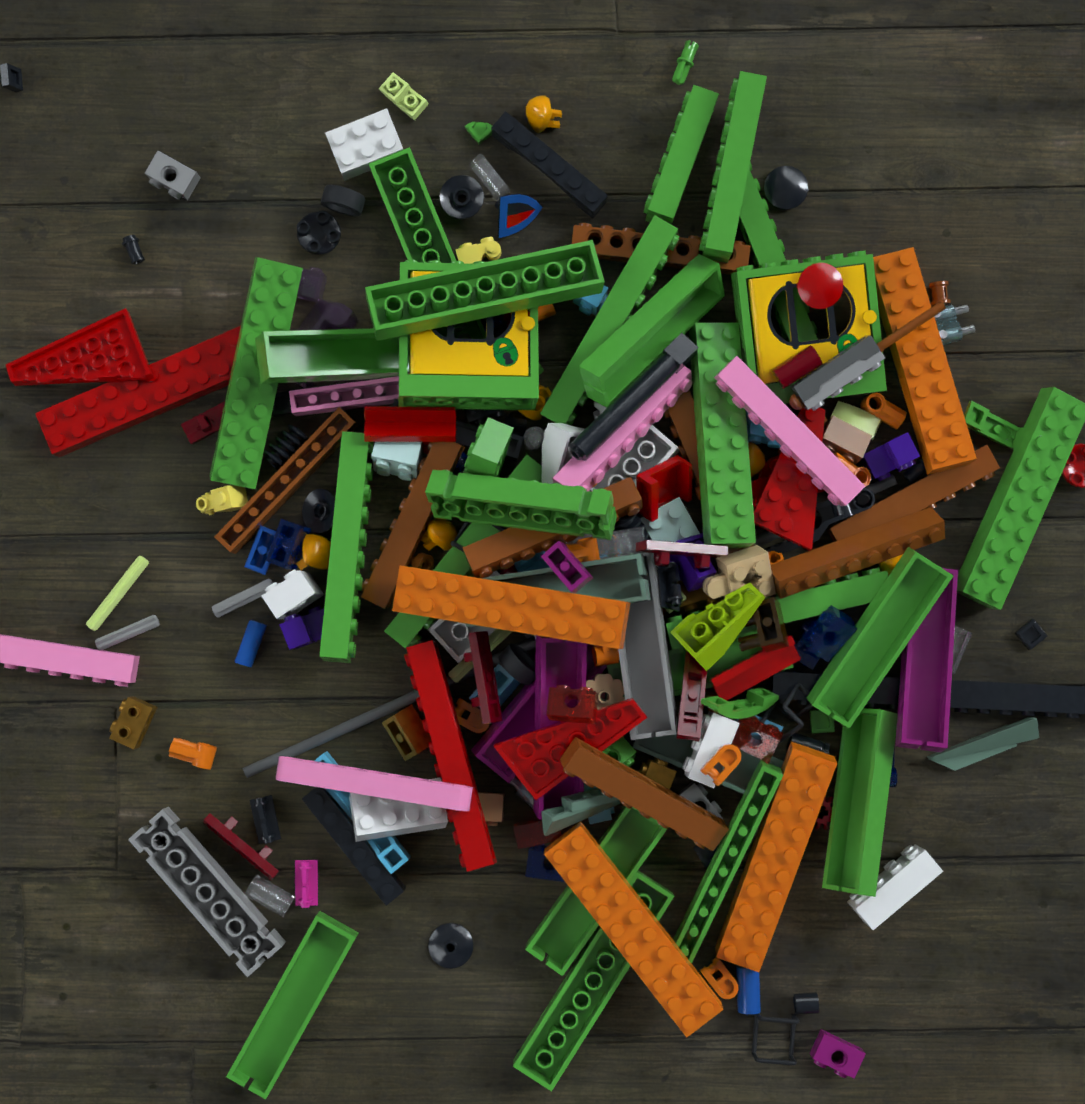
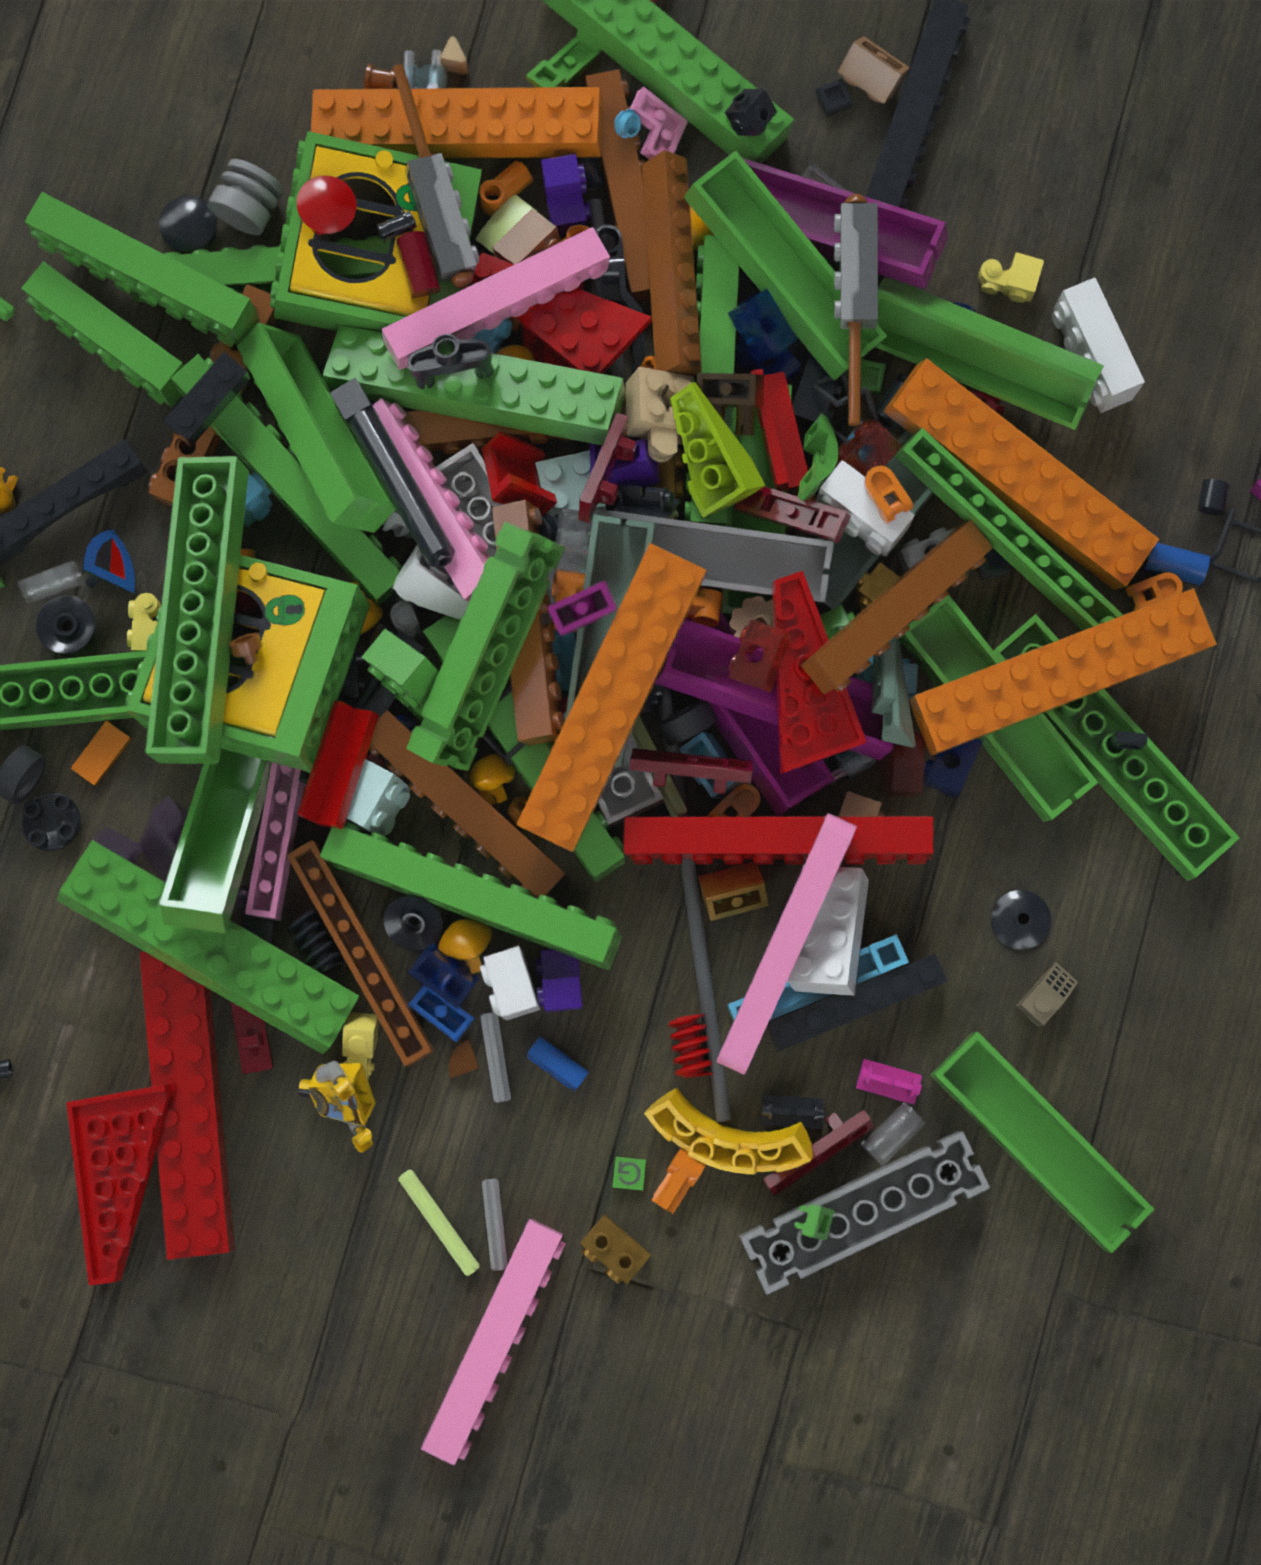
camera: 75 degrees left, 5 degrees down
(183, 500) = (343, 1095): none -> torso
(186, 861) = (817, 1221): none -> bright green tile
(189, 716) = (629, 1173): none -> bright green tile
(226, 780) = (724, 1146): none -> yellow brick
(234, 575) = (462, 1060): none -> reddish brown tile
(289, 734) = (690, 1046): none -> red piece
(377, 252) = (101, 753): none -> orange tile
(400, 980) = (1047, 995): none -> dark tan slope
(468, 333) = (246, 647): none -> dark orange tile
(597, 991) = (1129, 740): none -> black tile
(644, 246) = (207, 399): none -> black brick
(735, 425) = (466, 355): none -> black connector
(815, 223) = (245, 197): none -> light grey wheel
(820, 342) = (396, 226): none -> black pin
(878, 695) = (856, 284): none -> piece
(928, 813) = (1017, 282): none -> light yellow brick
(957, 487) = (627, 123): none -> medium azure plate
(969, 513) = (663, 122): none -> bright pink plate
(972, 341) = (454, 58): none -> tan slope
(987, 744) = (954, 186): sand green wedge -> none
(991, 577) = (750, 112): none -> black brick
(1059, 658) = (873, 70): none -> medium nougat brick

